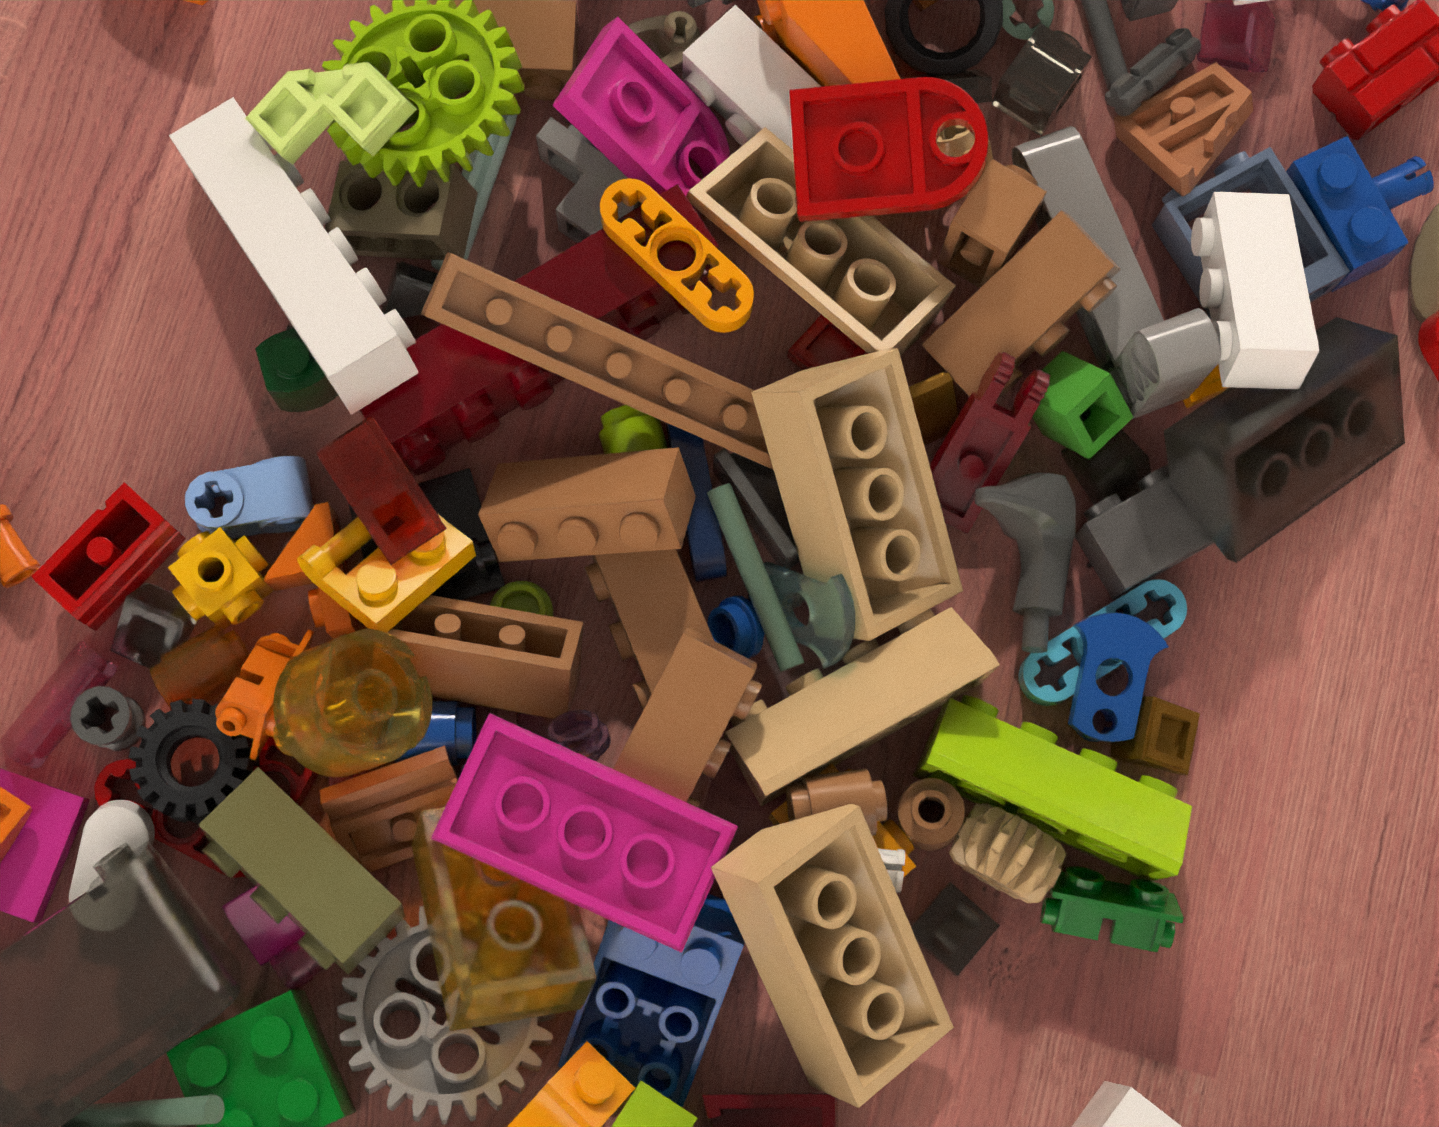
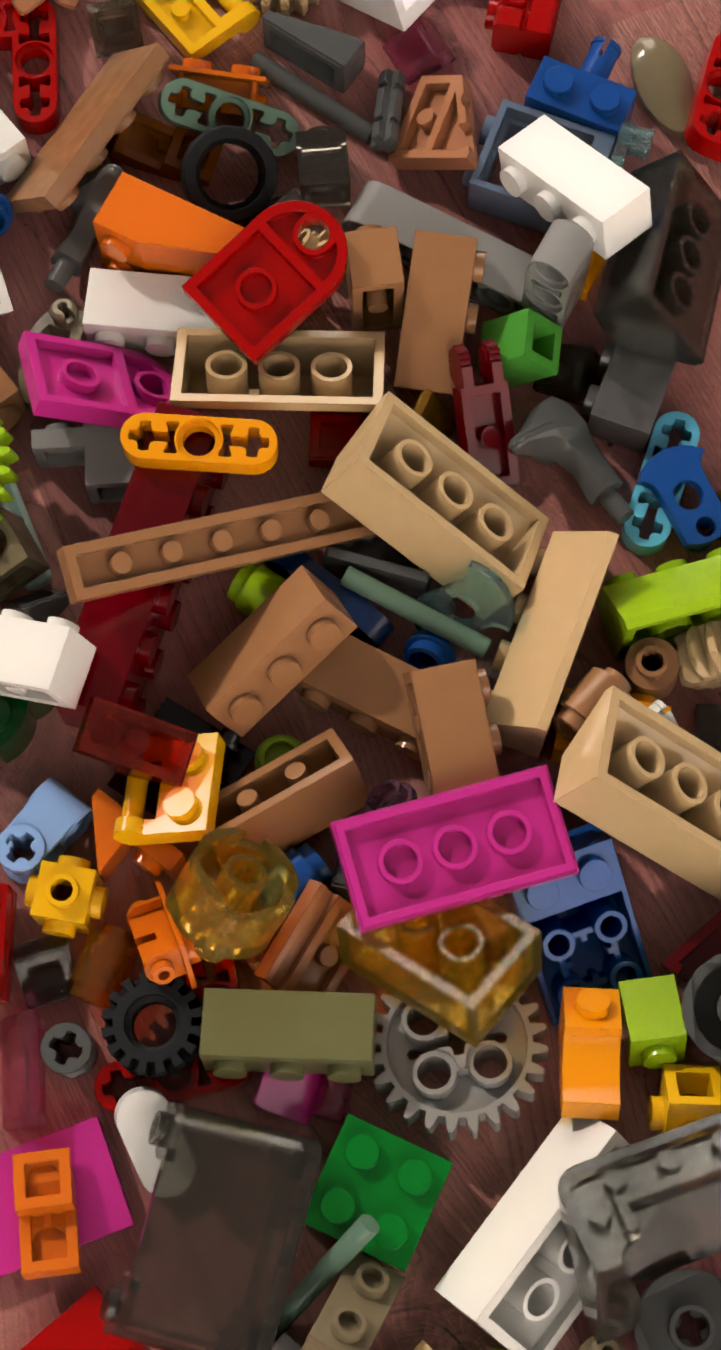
camera: 35 degrees left, 5 degrees down
(1360, 289) = (632, 142): none -> clear light blue piece

